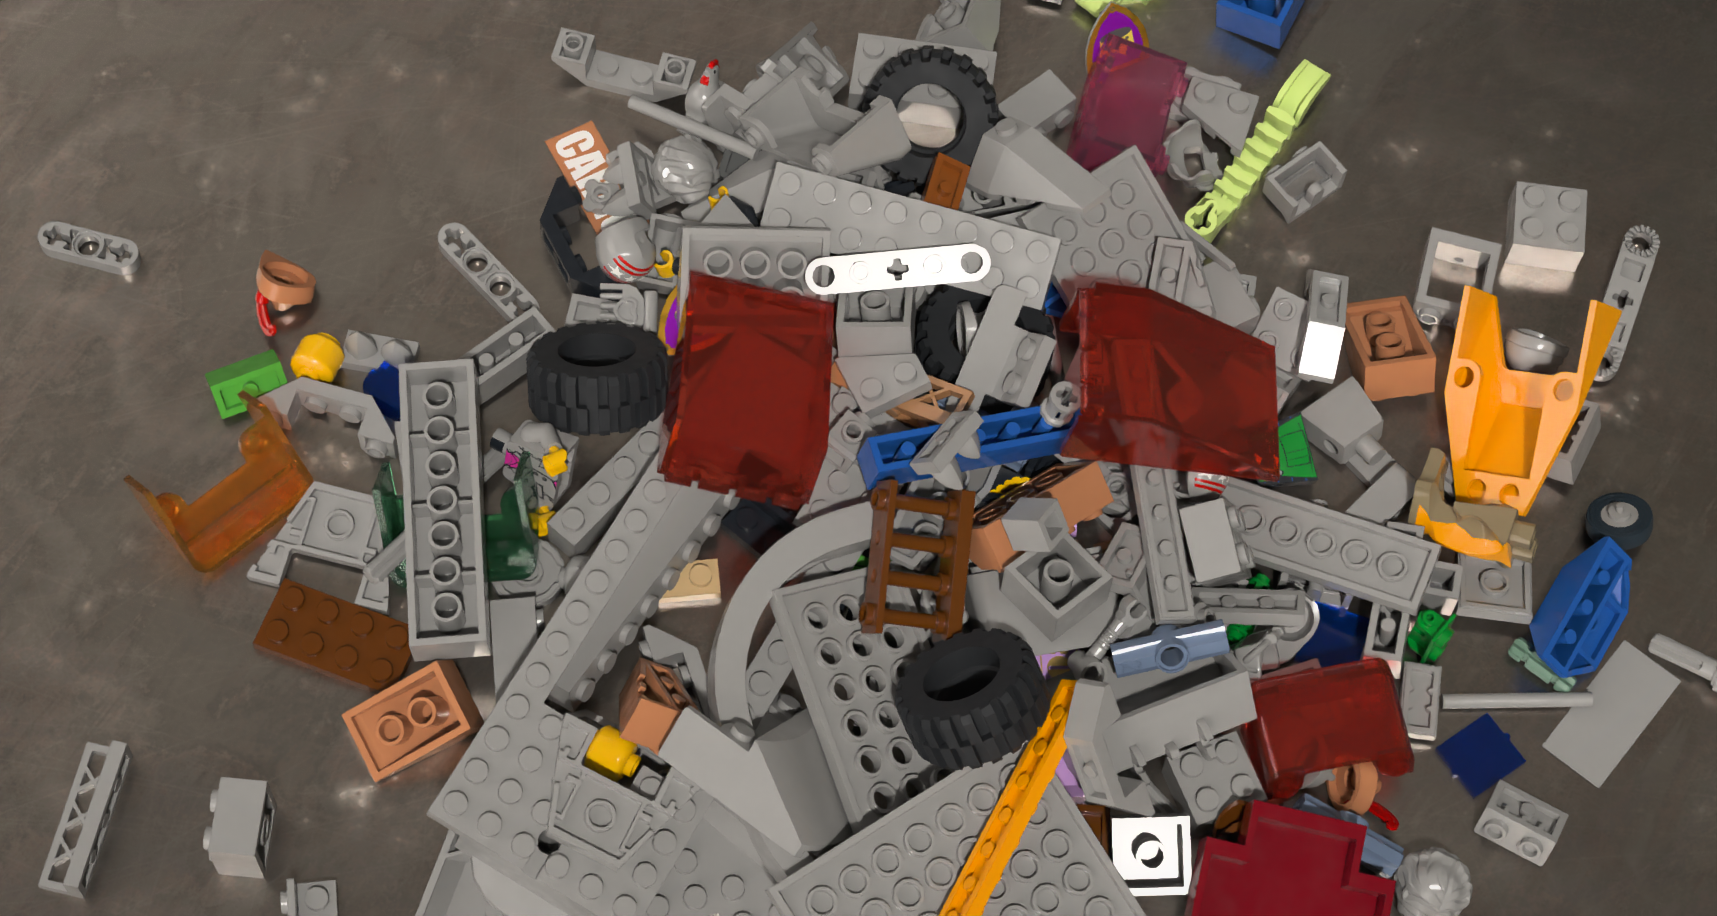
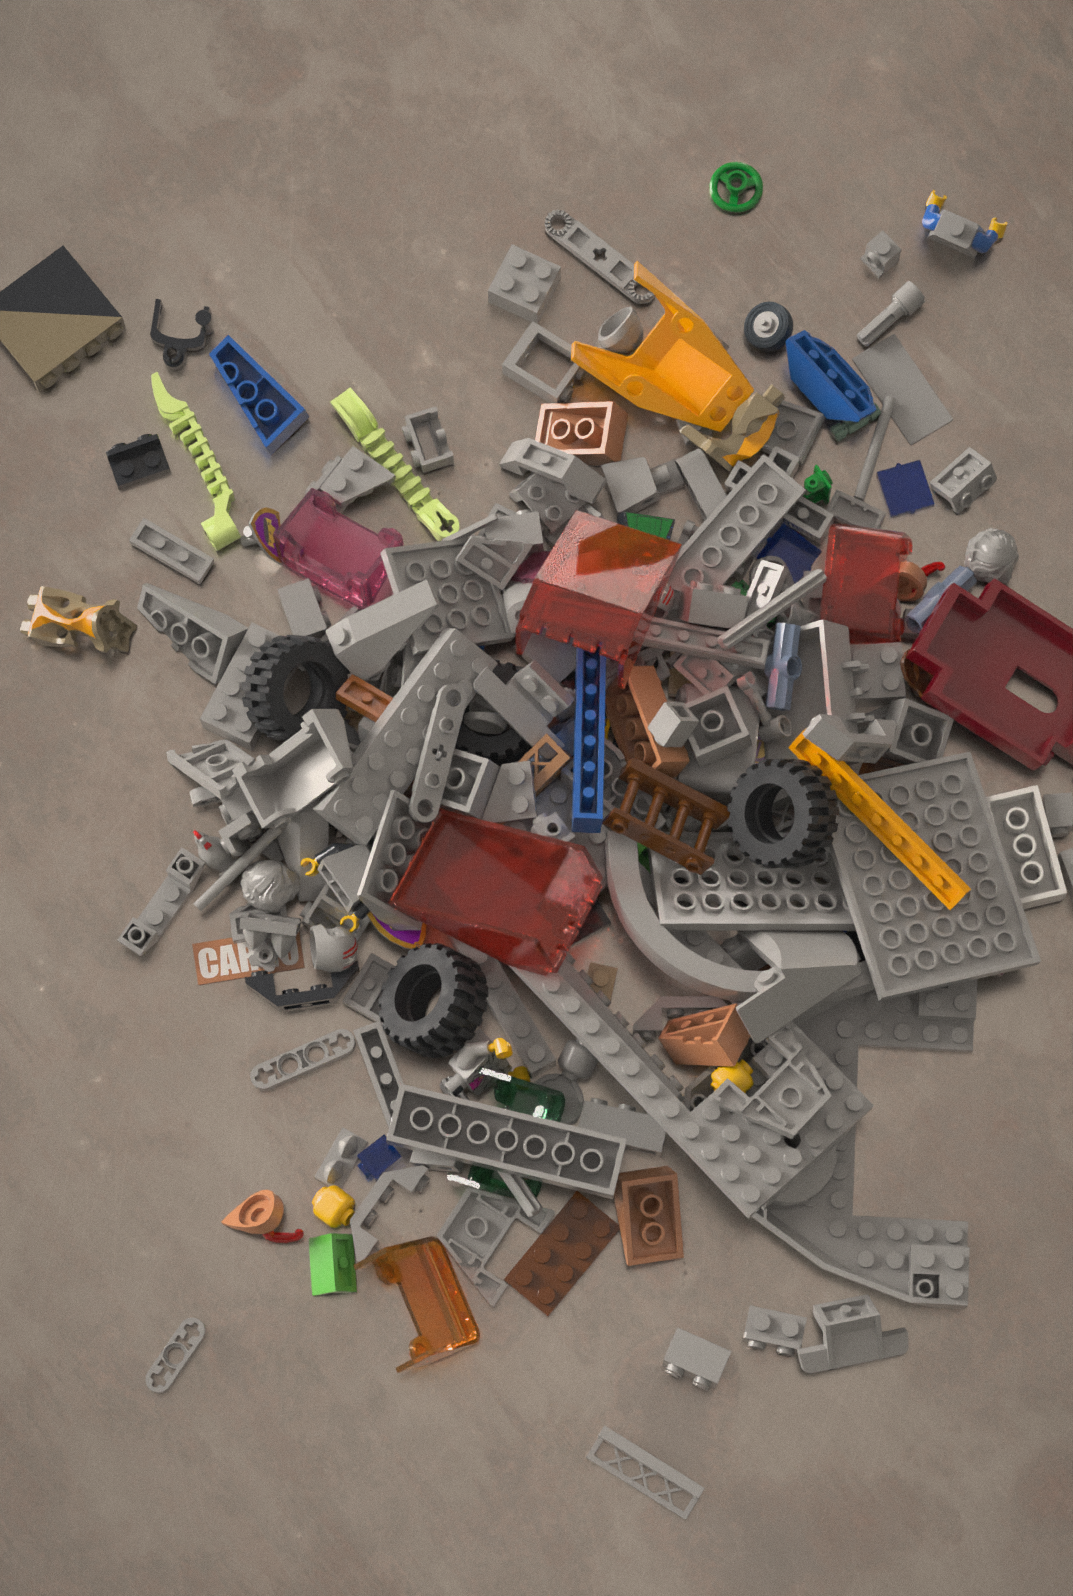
camera: 65 degrees left, 10 degrees up
(632, 307) = (376, 959): light grey piece -> none
(954, 436) = (598, 764): light grey tile -> none
(1052, 404) = (585, 673): light grey bush -> none
(1187, 141) = (384, 501): light grey helmet -> none
(1239, 610) = (771, 609): none -> light grey axle

